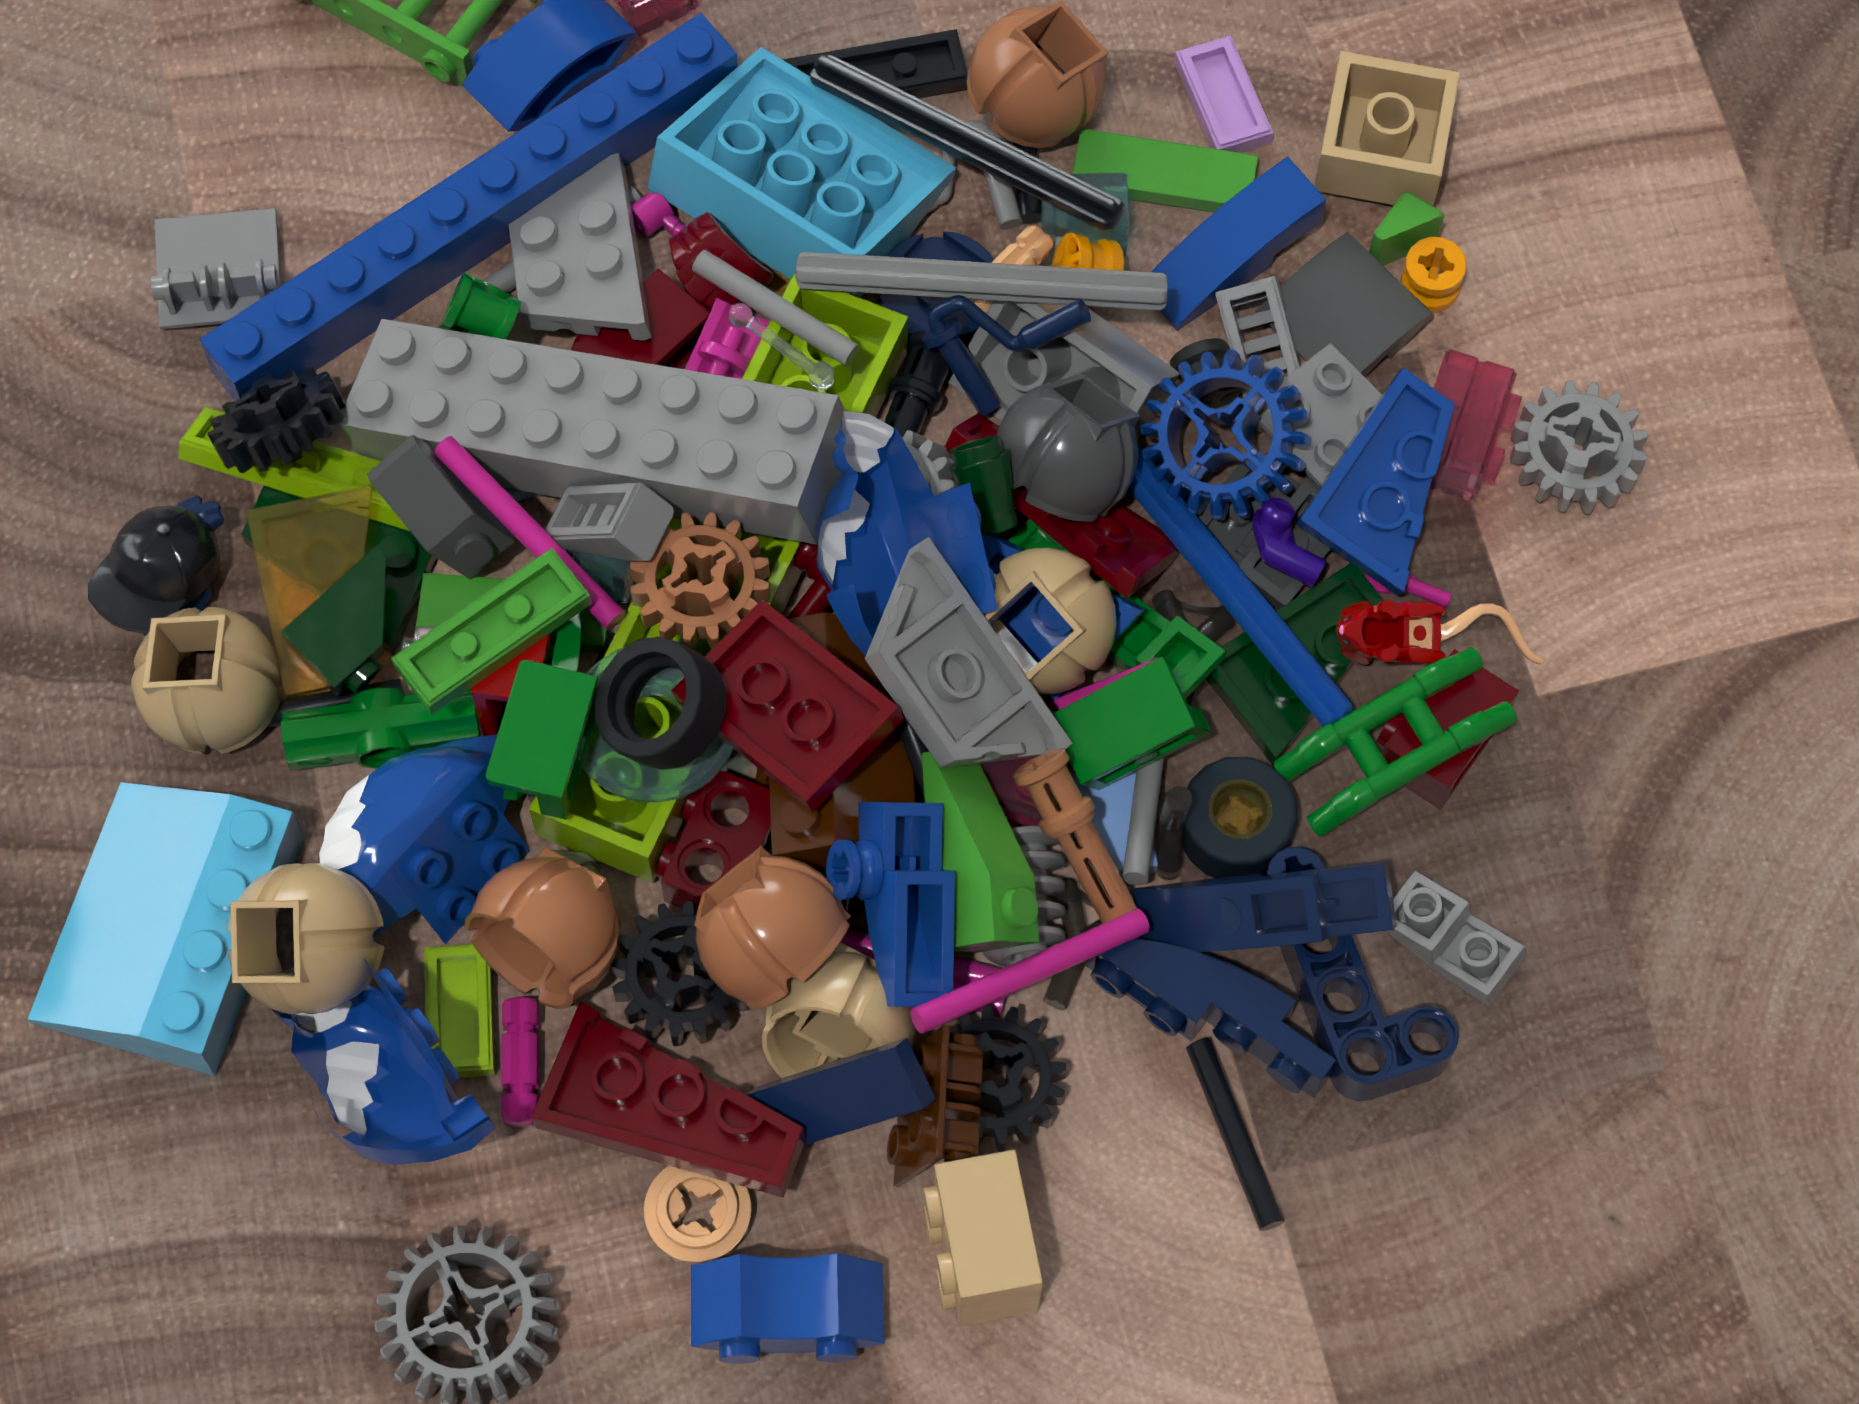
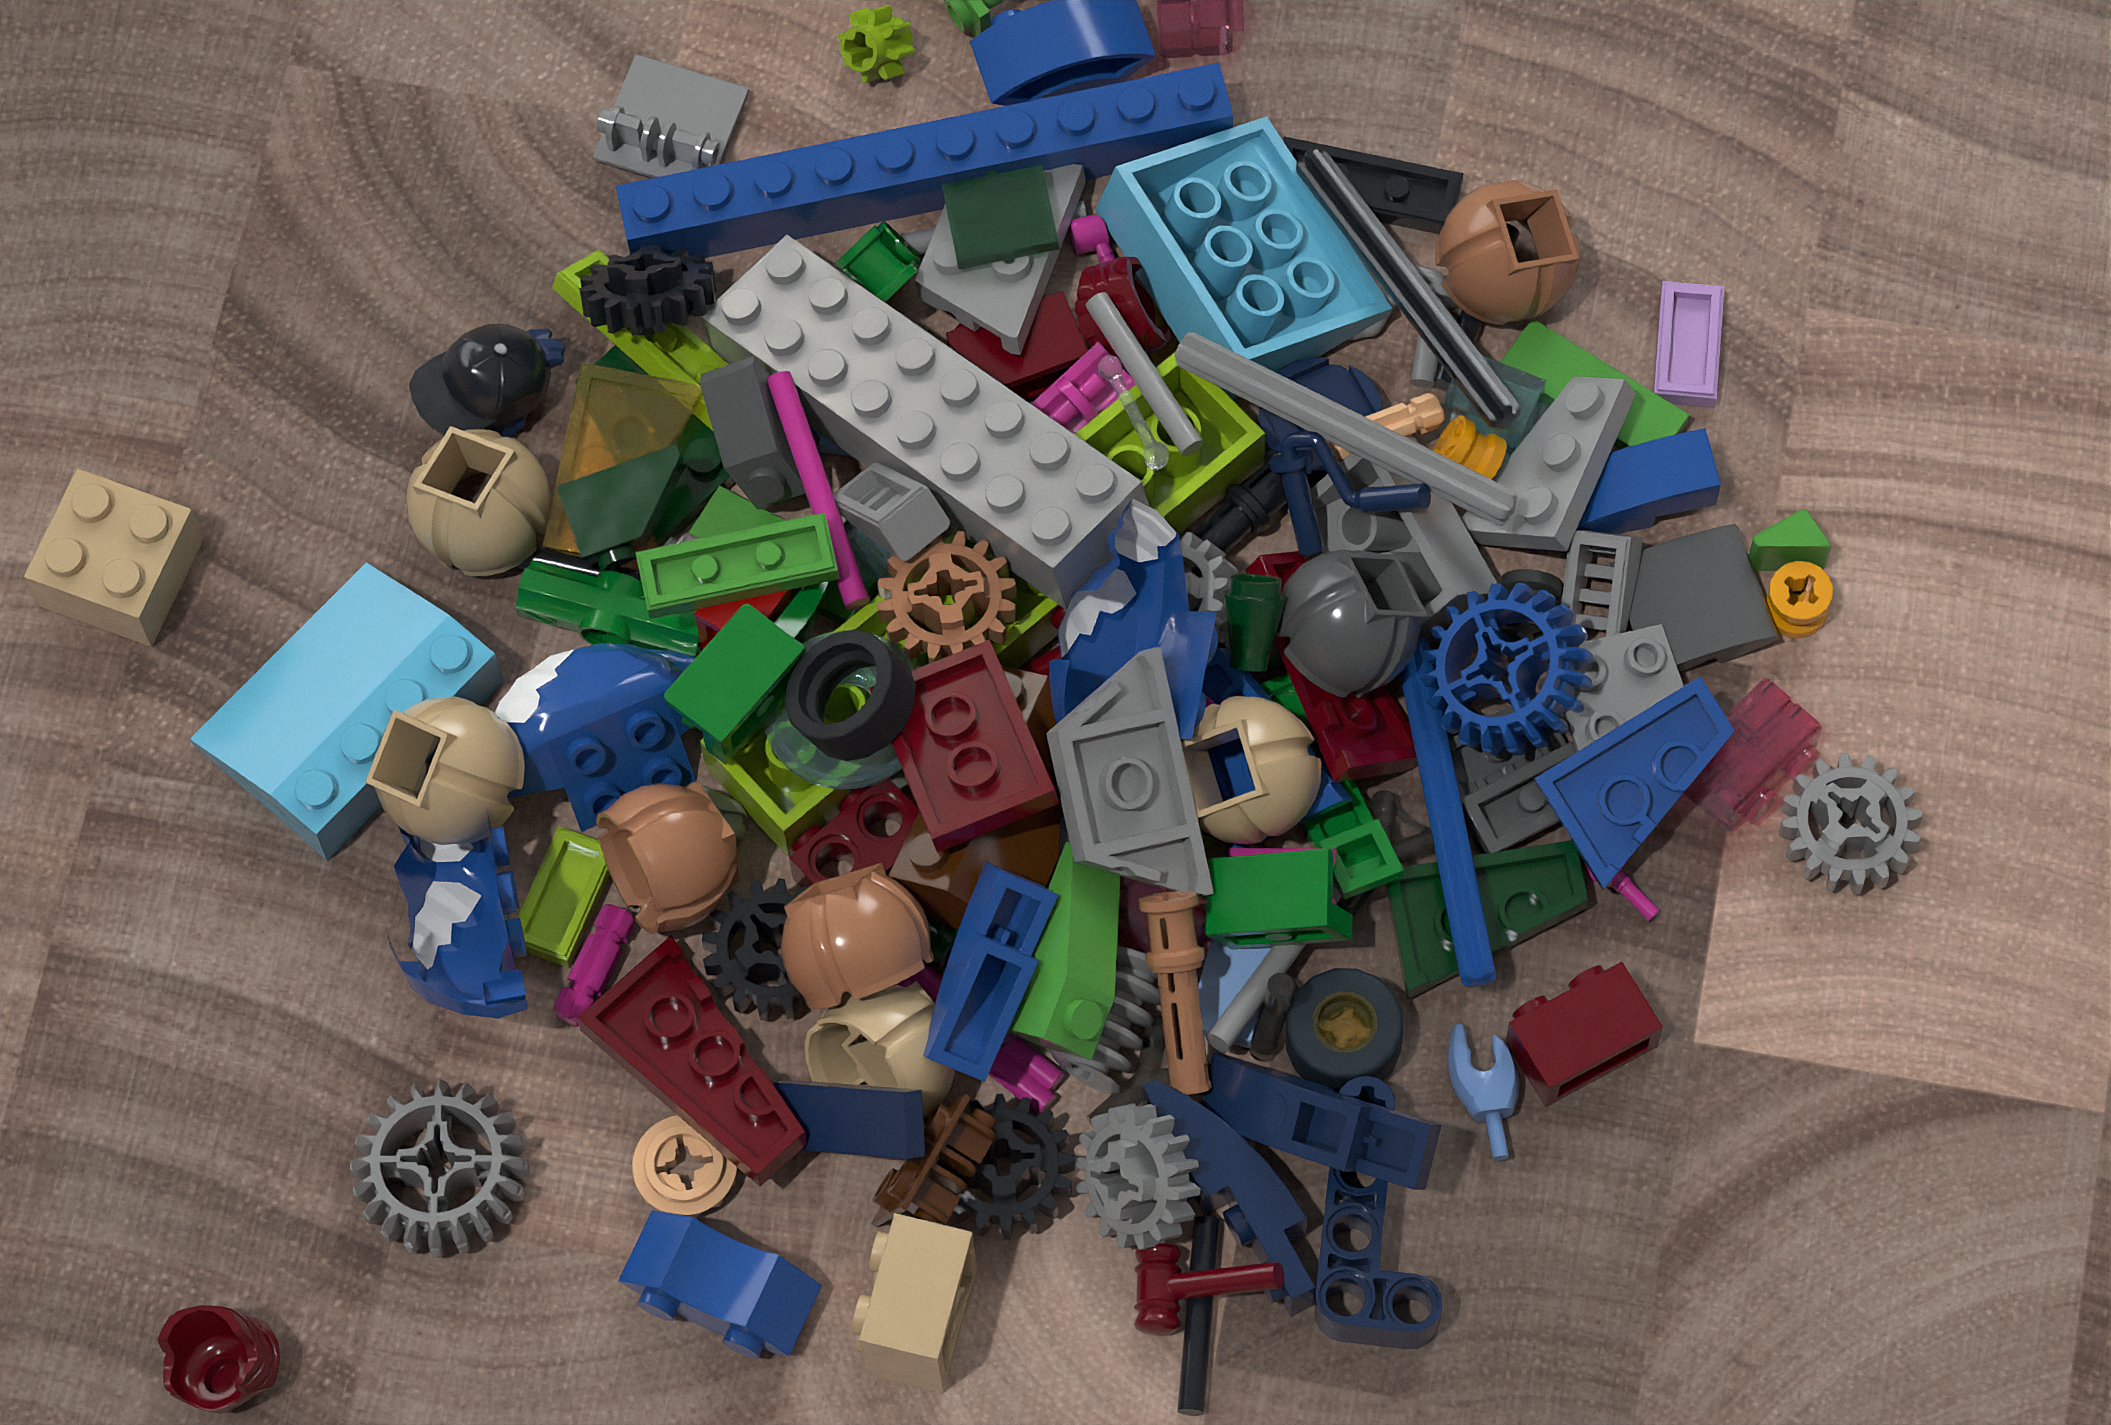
camera: 30 degrees right, 0 degrees up
(376, 121) = (876, 43): none -> lime gear
(572, 224) = (1000, 217): none -> clear green piece
(855, 869) = (951, 920): blue bush -> none
(1029, 971) = (1071, 1081): dark pink bar -> none
(1125, 1031) = (1137, 1176): none -> light grey gear
(1174, 236) = (1558, 466): none -> light grey wing
(1191, 1123) = (1163, 1285): none -> dark red piece
(1277, 544) = (1508, 794): dark purple arm -> none
(1384, 777) = (1554, 1041): green piece -> none
(1386, 129) = (1819, 441): tan brick -> none
(1388, 822) = (1488, 1093): none -> medium blue hand
(1410, 631) = (1590, 927): red animal -> none
(1453, 941) = (1490, 1228): light grey slope -> none

